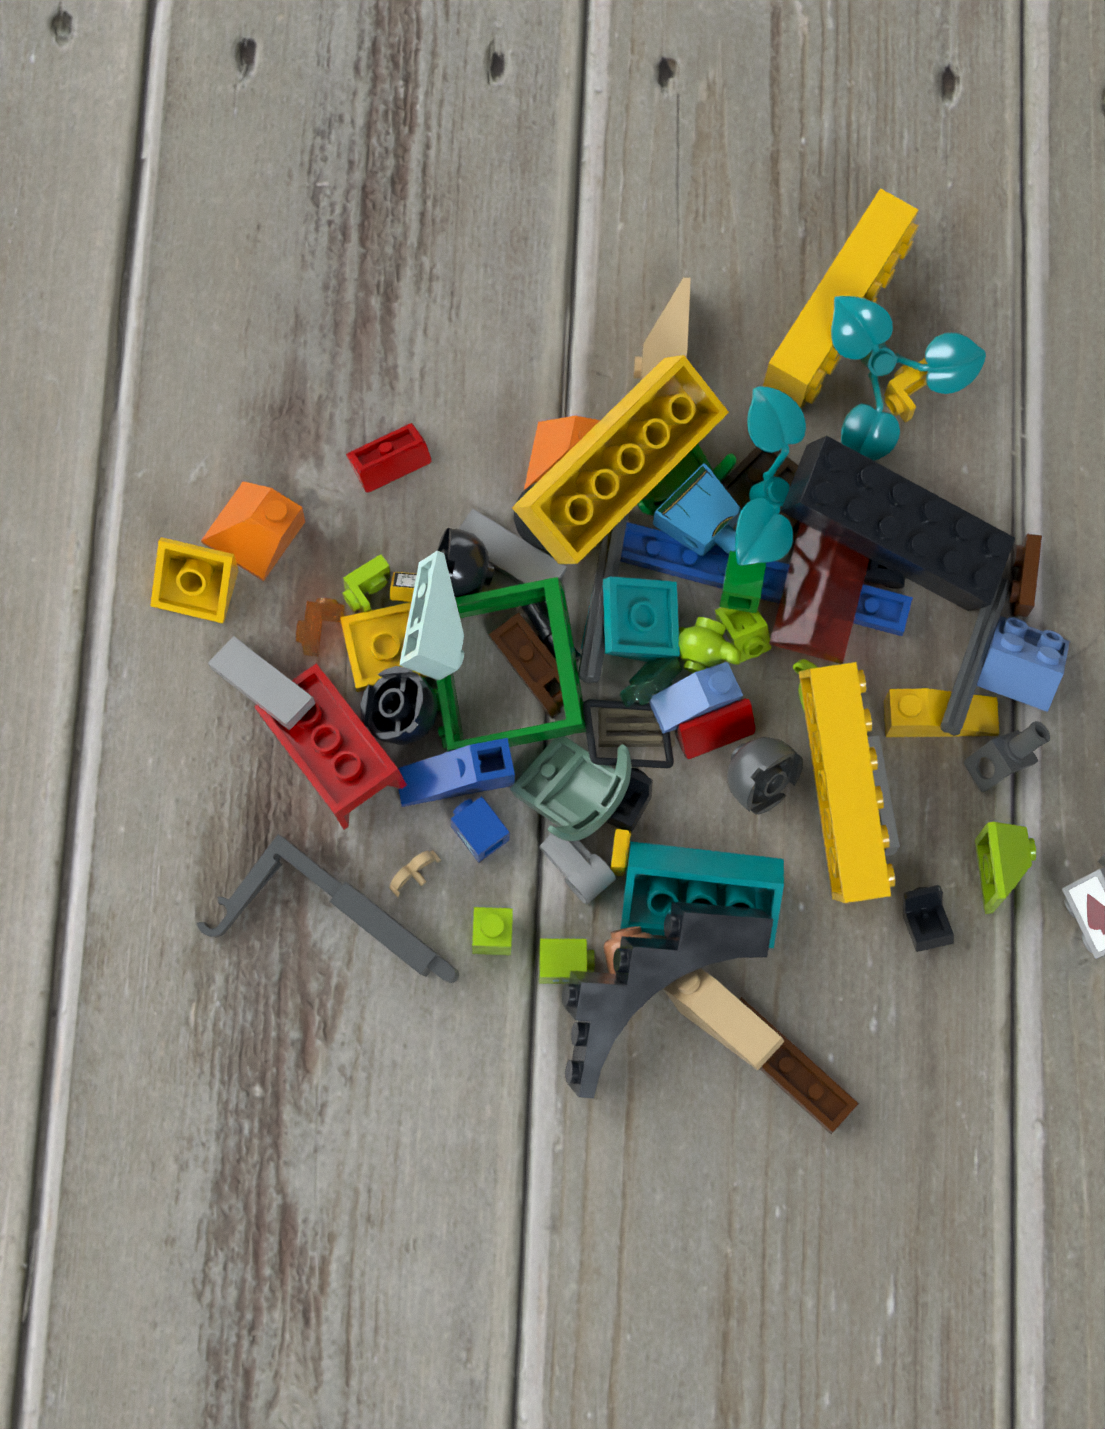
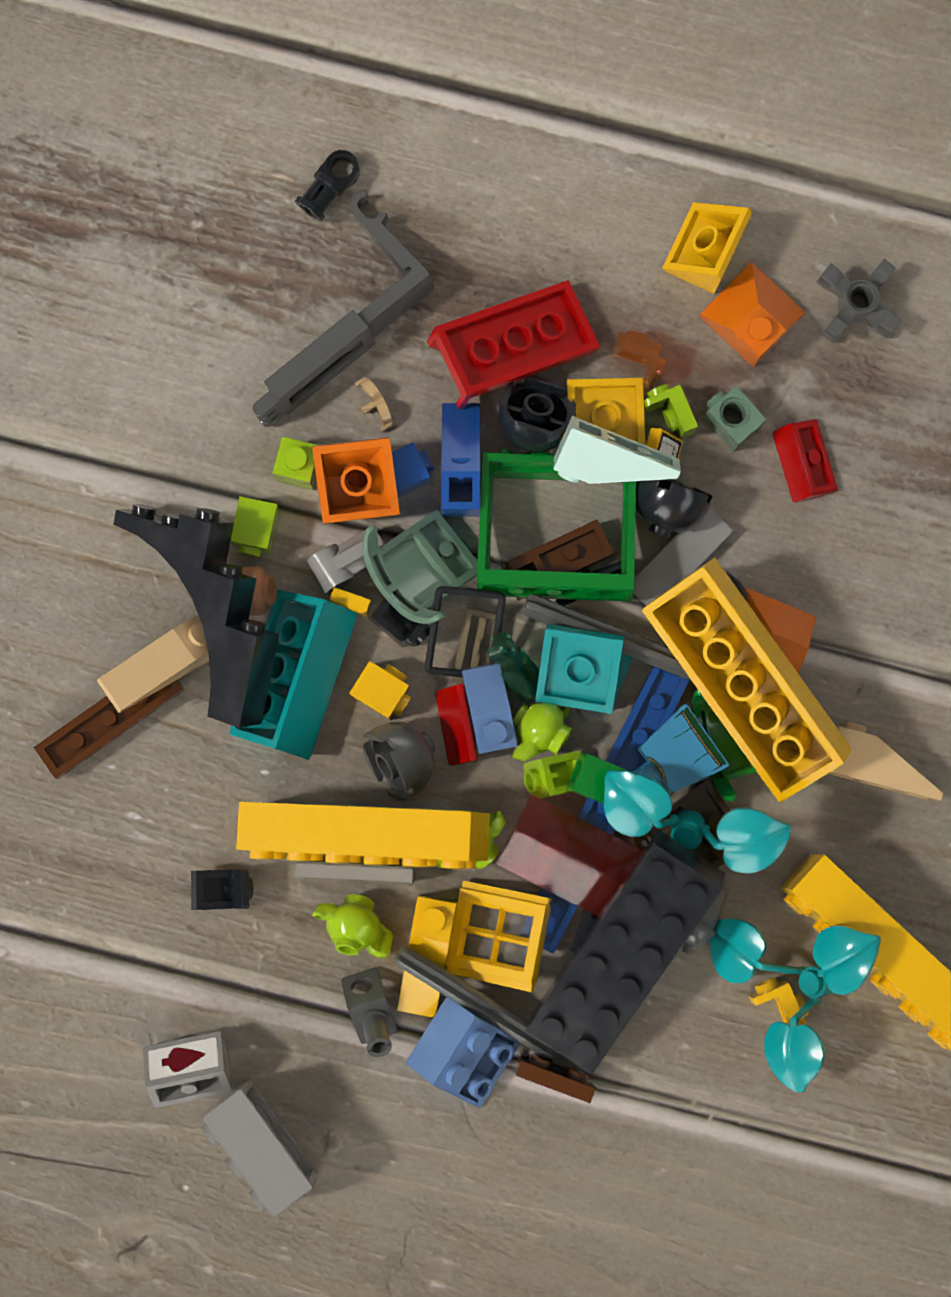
camera: 100 degrees right, 10 degrees up
(196, 961) = (327, 186): none -> black connector
(231, 418) = (881, 319): none -> dark grey pin
(261, 683) = (589, 289): light grey tile -> none
(362, 511) = (733, 434): none -> sand green brick
(504, 862) = (356, 480): none -> orange slope
(699, 805) = (382, 690): none -> yellow brick
(908, 647) = (498, 935): none -> yellow piece
(931, 783) = (355, 926): none -> lime piece
(1003, 859) = (258, 979): lime slope -> none

